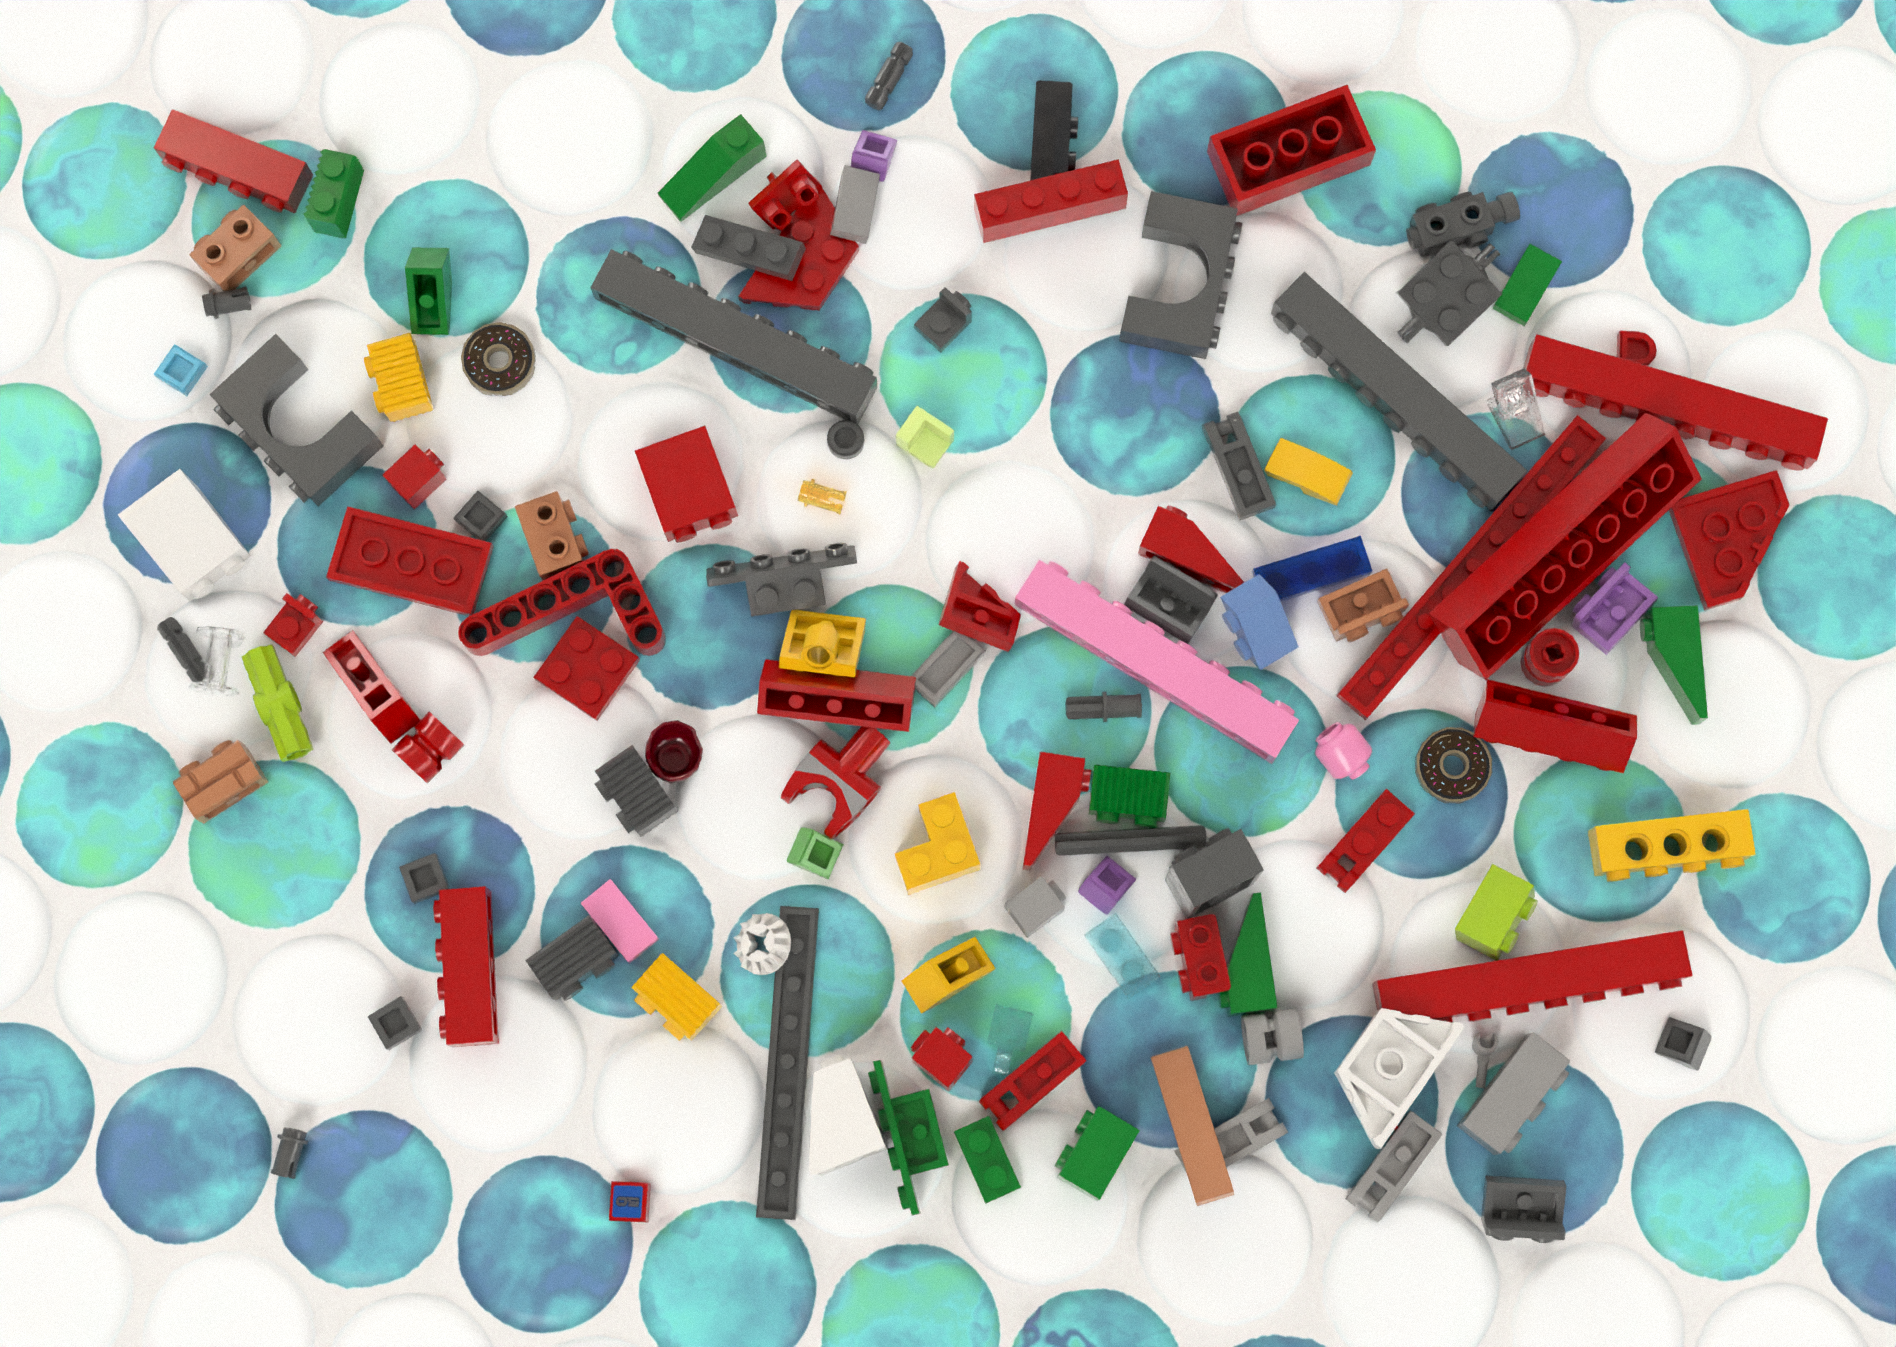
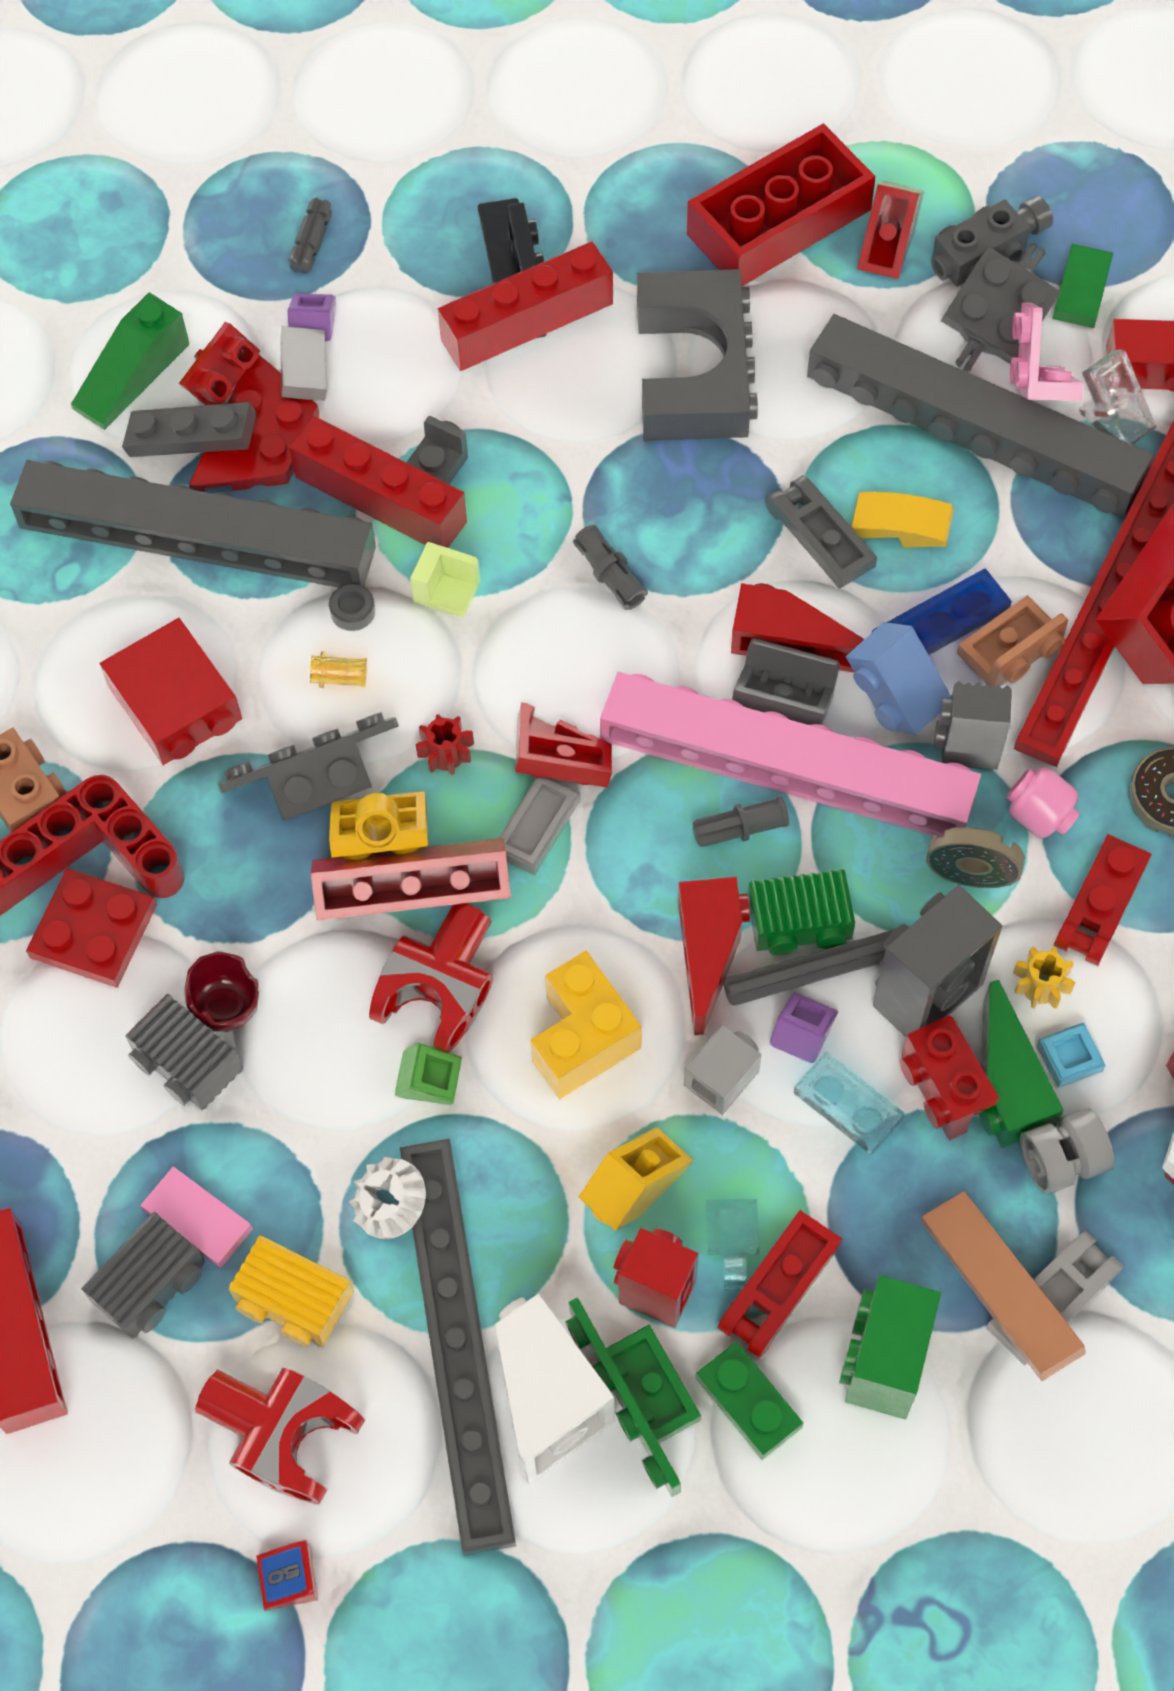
camera: 15 degrees left, 15 degrees down
(643, 1093) = (275, 1426): none -> red connector
(890, 337) = (378, 484): none -> red brick
(890, 594) = (444, 744): none -> red gear
(1060, 457) = (610, 567): none -> dark grey pin
(1273, 789) = (975, 858): none -> tile
(1301, 959) = (1070, 1055): none -> medium azure tile
(1305, 677) = (974, 725): none -> dark grey brick
(1309, 895) = (1044, 963): none -> yellow gear
(1379, 192) = (890, 229): none -> red slope
(1462, 381) = (1033, 380): none -> bright pink bracket

